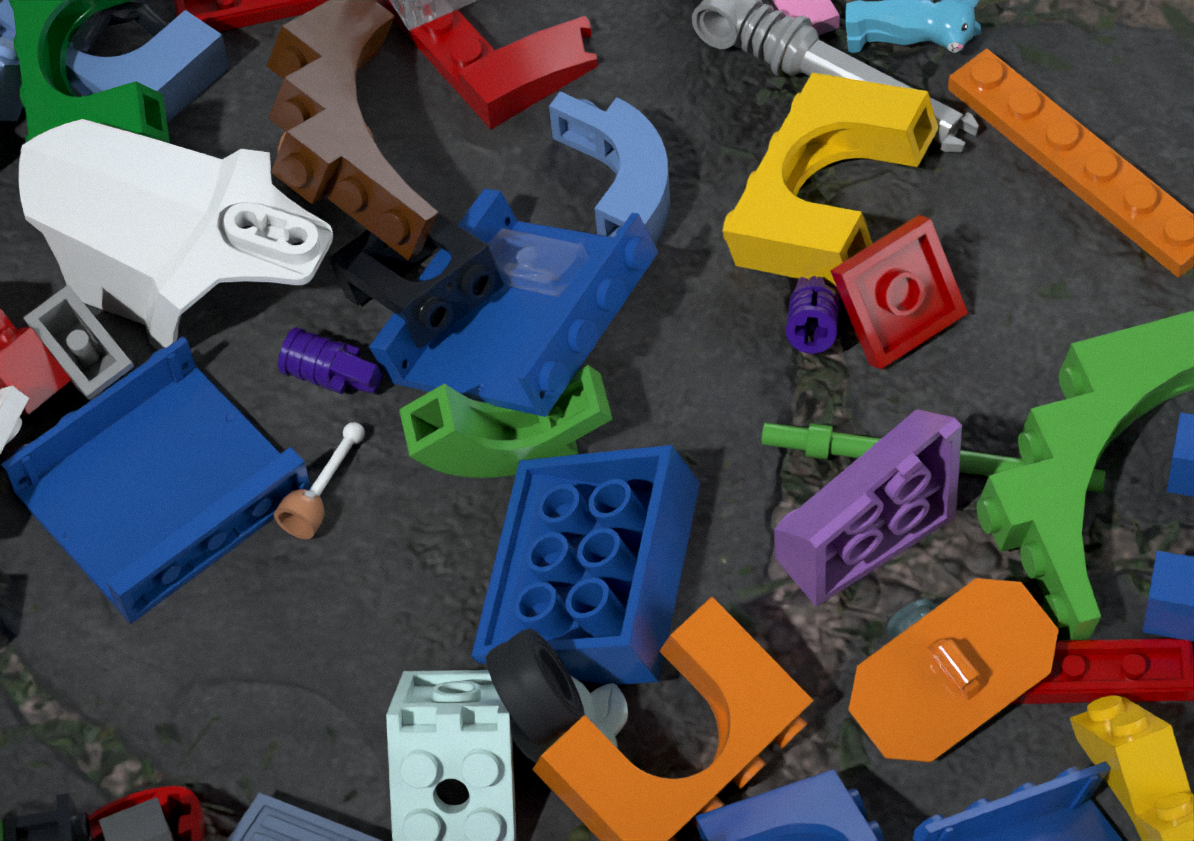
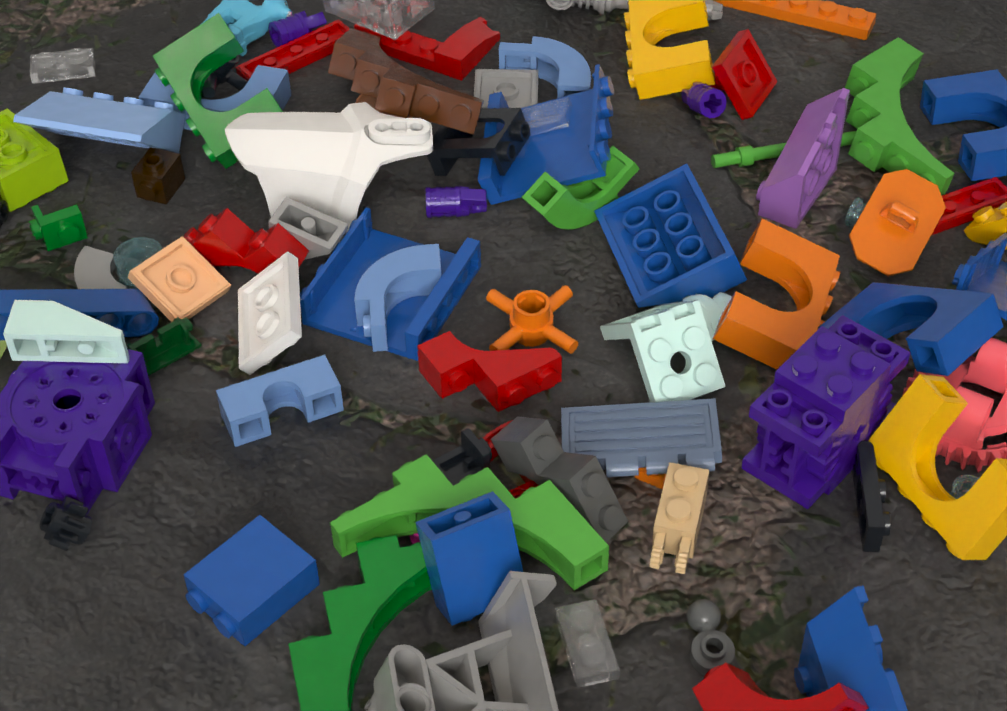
camera: 30 degrees left, 10 degrees down
(137, 482) = (391, 280): none -> medium blue arch
(209, 705) = (500, 375): none -> red arch
(303, 509) = (487, 266): nougat hinge -> none
(312, 641) = (532, 319): none -> orange bar
(534, 686) = (694, 282): black tyre -> none
(539, 176) = (516, 85): none -> light grey tile

